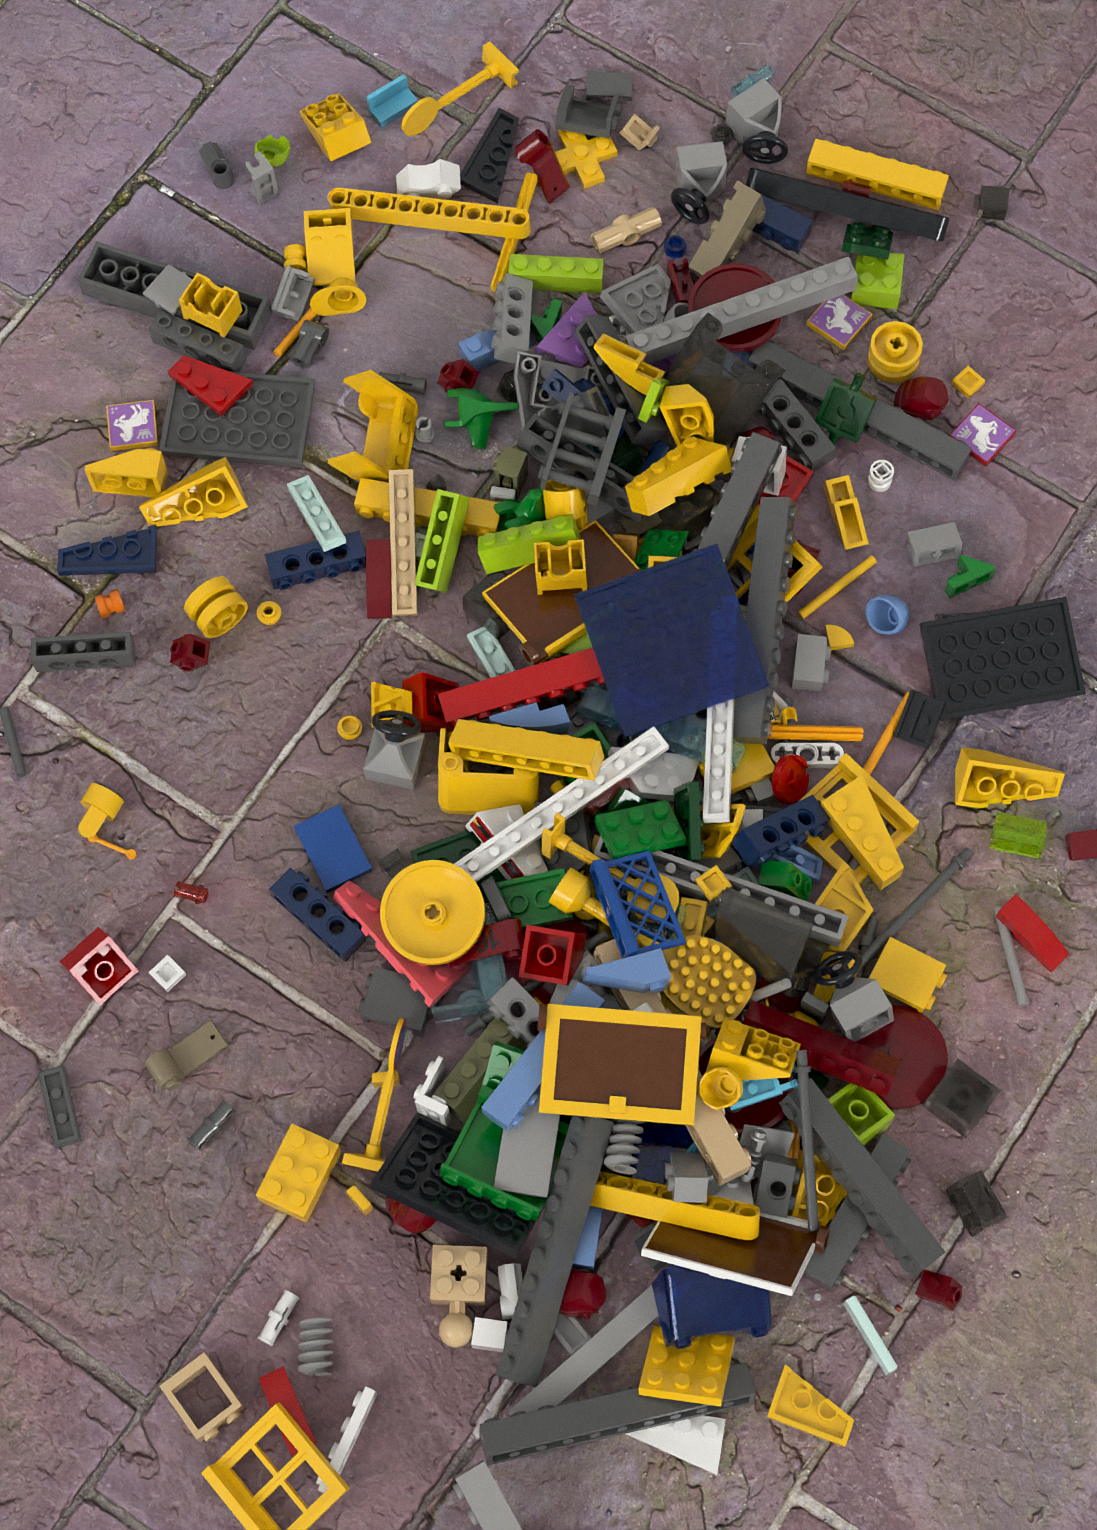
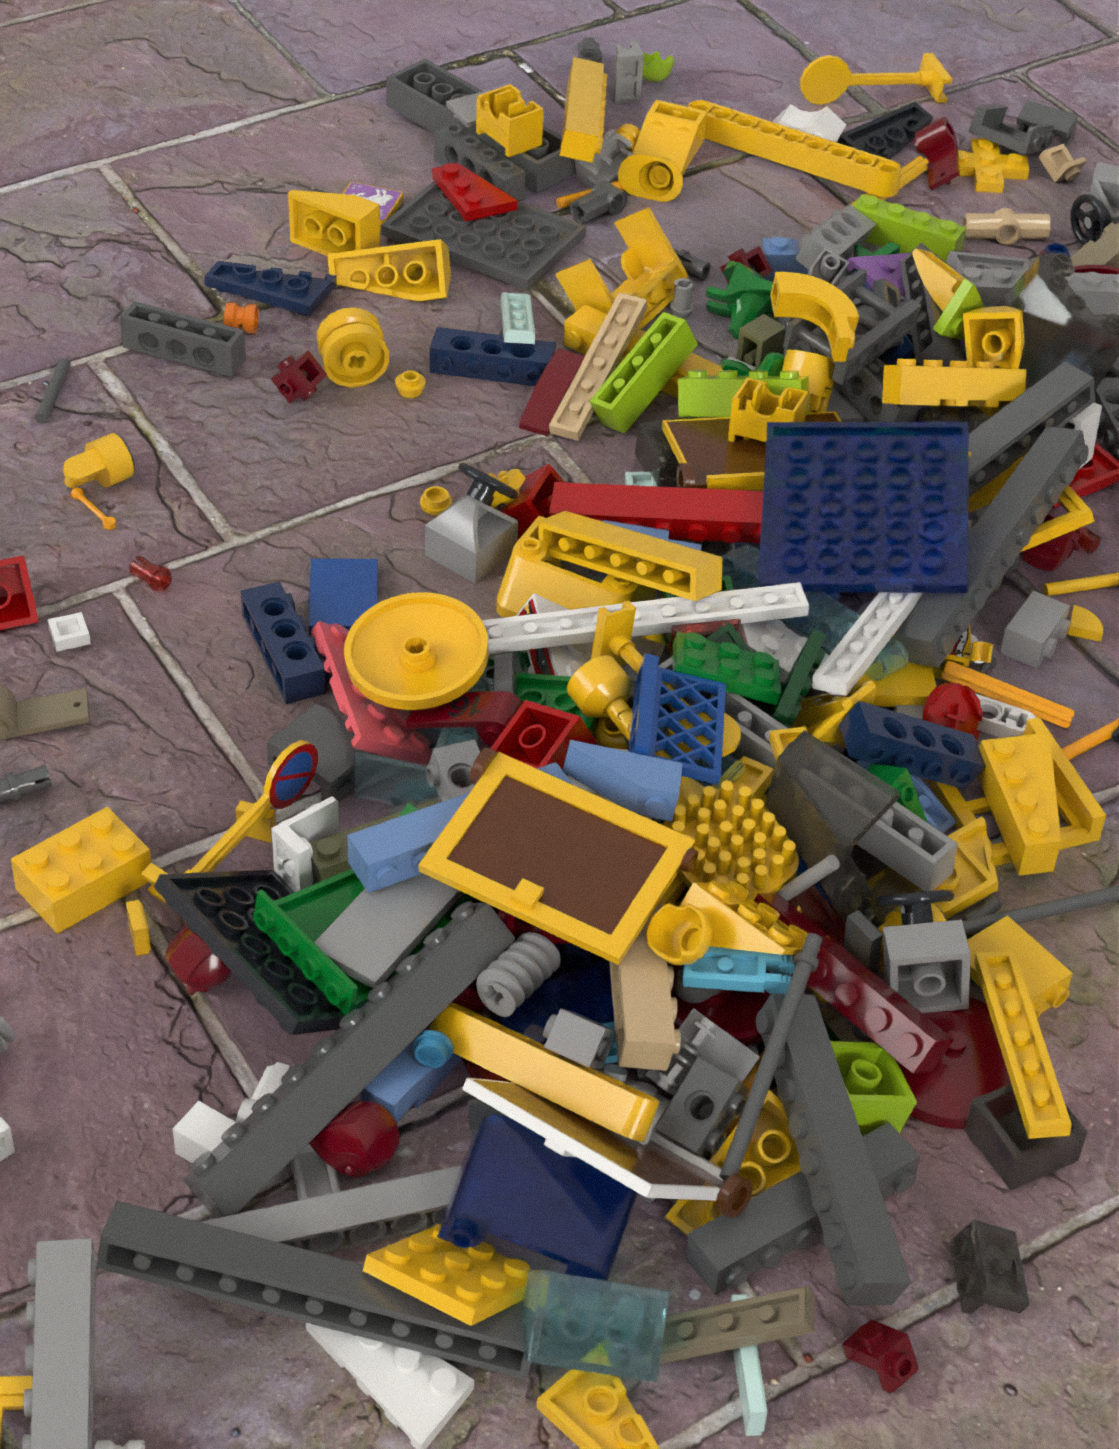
camera: 20 degrees right, 25 degrees down
(252, 250) = (584, 110): none -> yellow brick
(335, 126) = (732, 71): yellow slope -> none
(391, 101) = (791, 64): medium azure panel -> none
(456, 1327) = (203, 1059): tan brick -> none
(563, 455) = (818, 302): none -> yellow arch
(597, 1215) = (432, 1048): none -> dark azure plate
(781, 1361) = (593, 1325): none -> clear light blue slope
(854, 1323) = (738, 1324): none -> dark tan tile
(941, 1045) = (1022, 1045): none -> yellow plate

